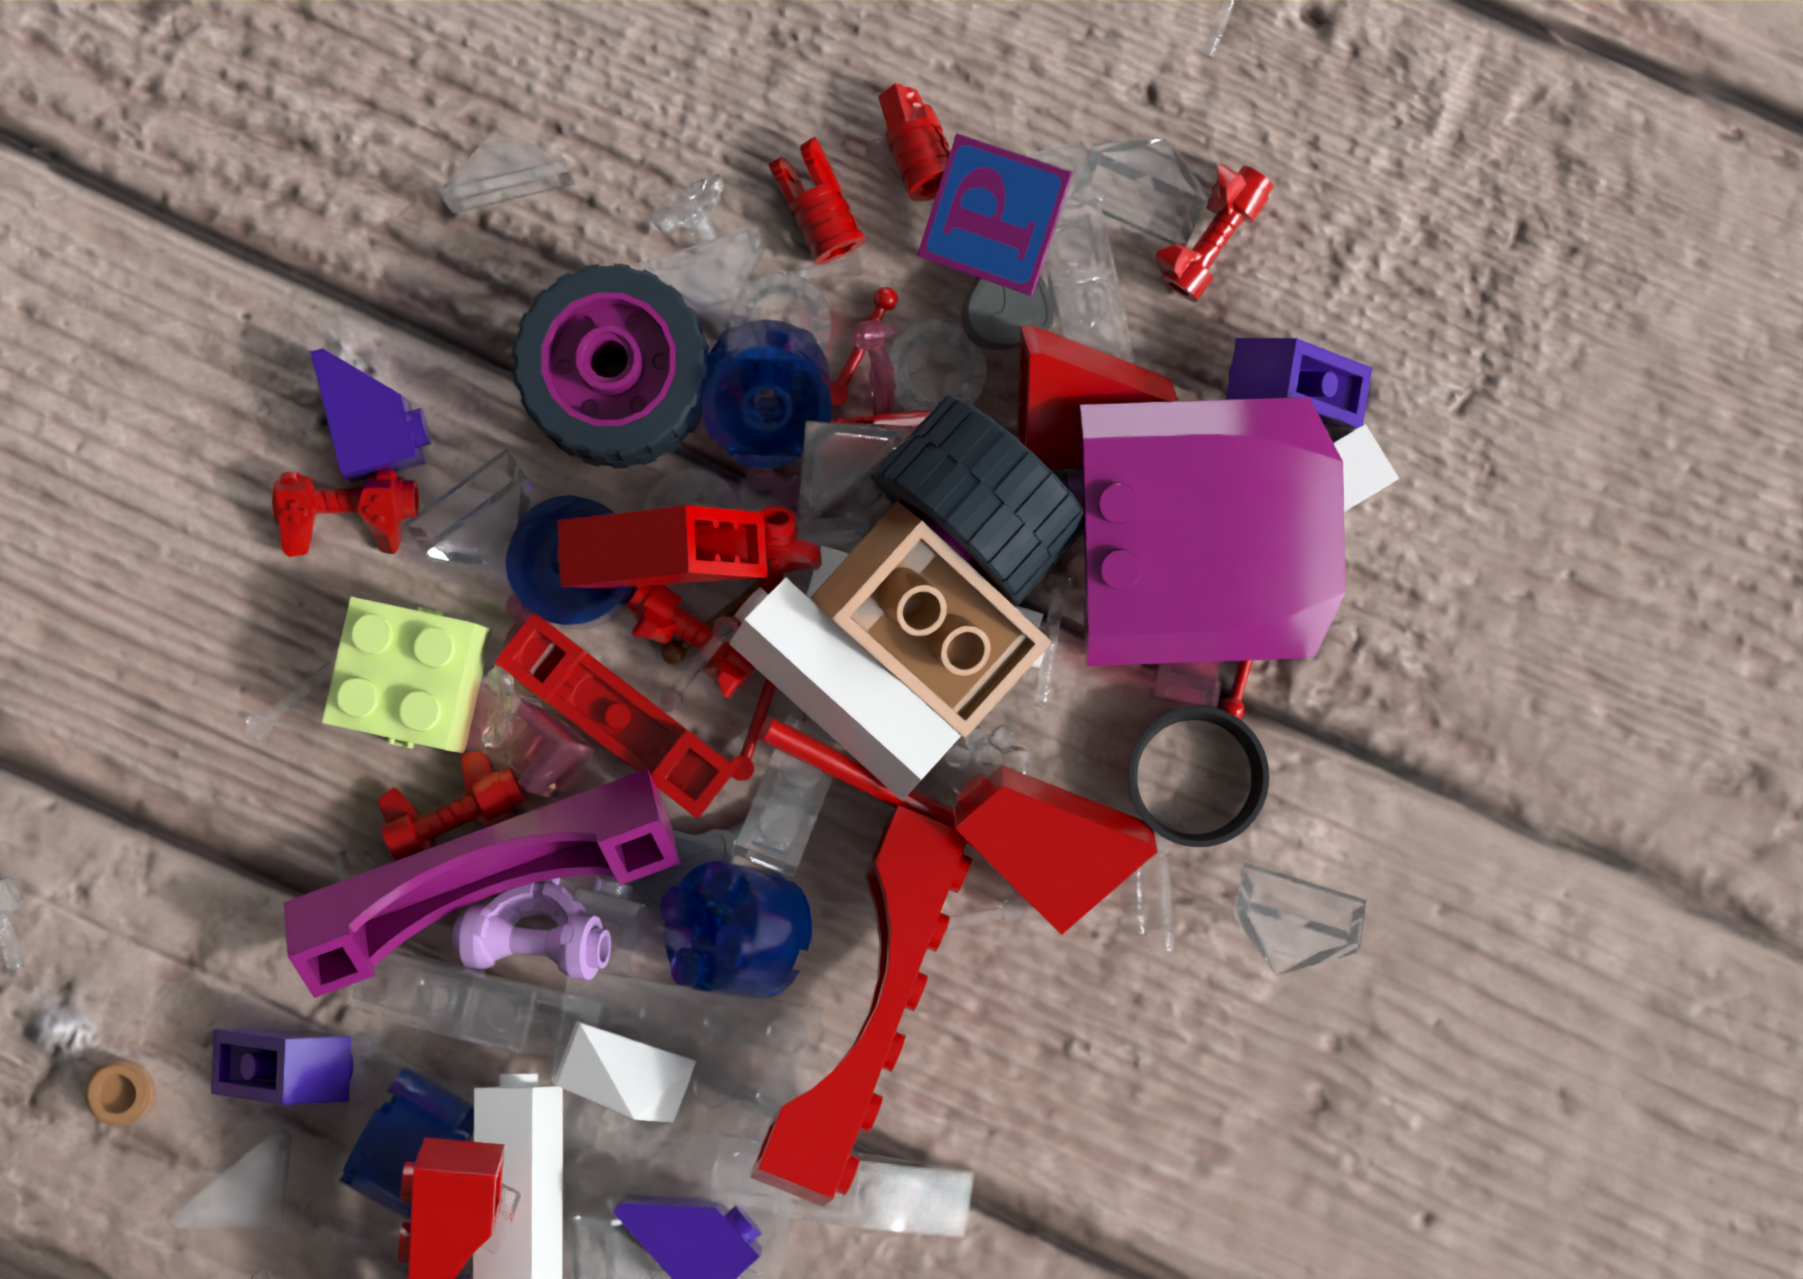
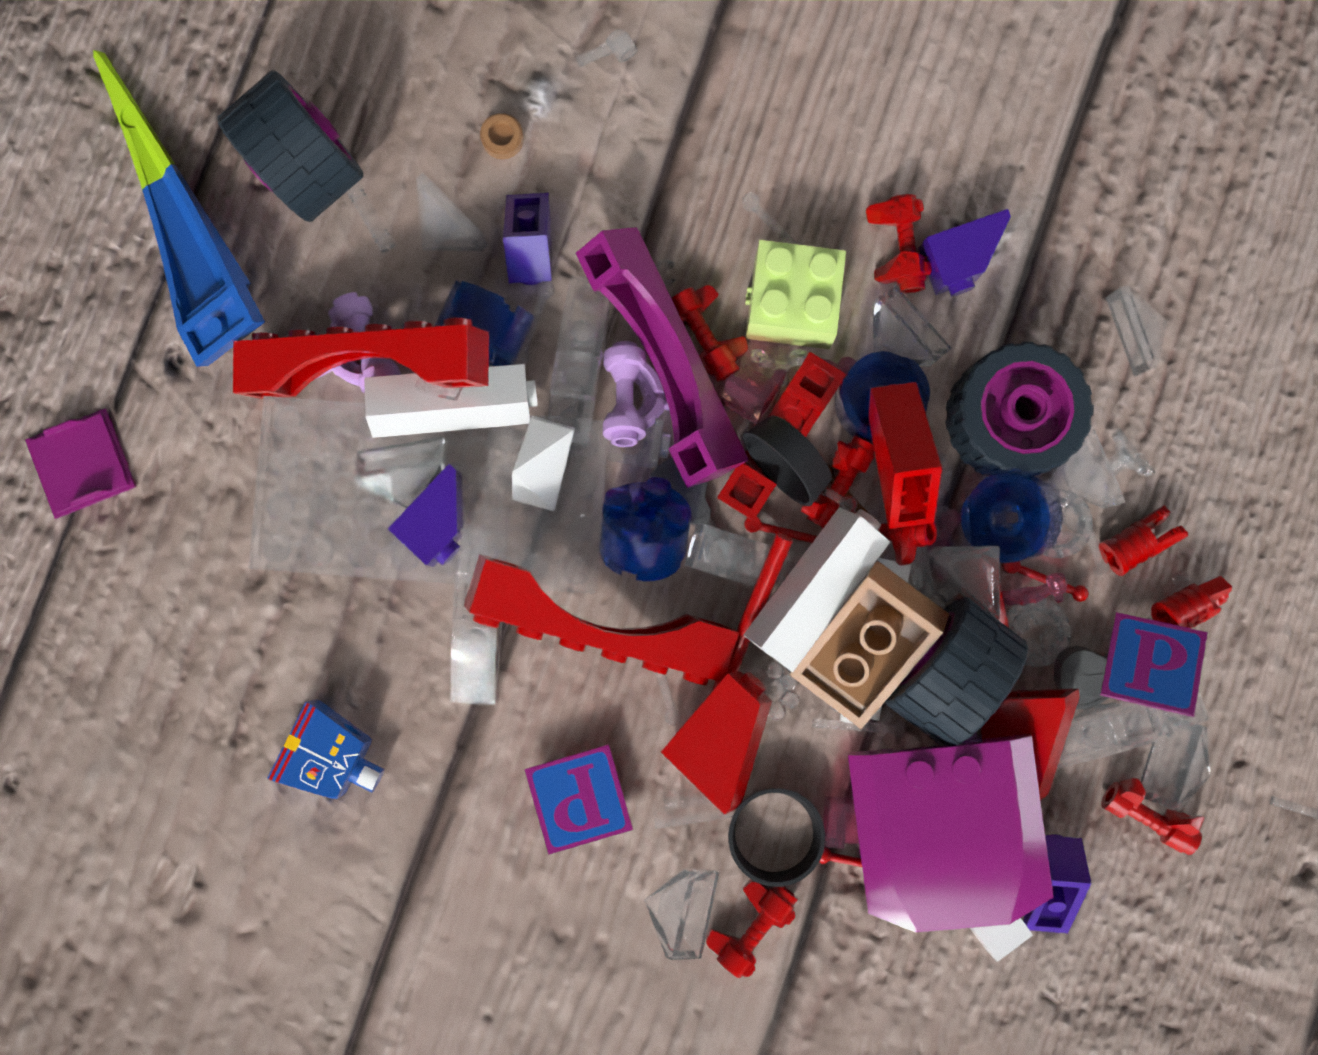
camera: 85 degrees right, 0 degrees up
(652, 712) = (788, 459): none -> black tyre
(1121, 1060) = (578, 799): none -> piece
(1301, 789) = (774, 908): none -> red piece

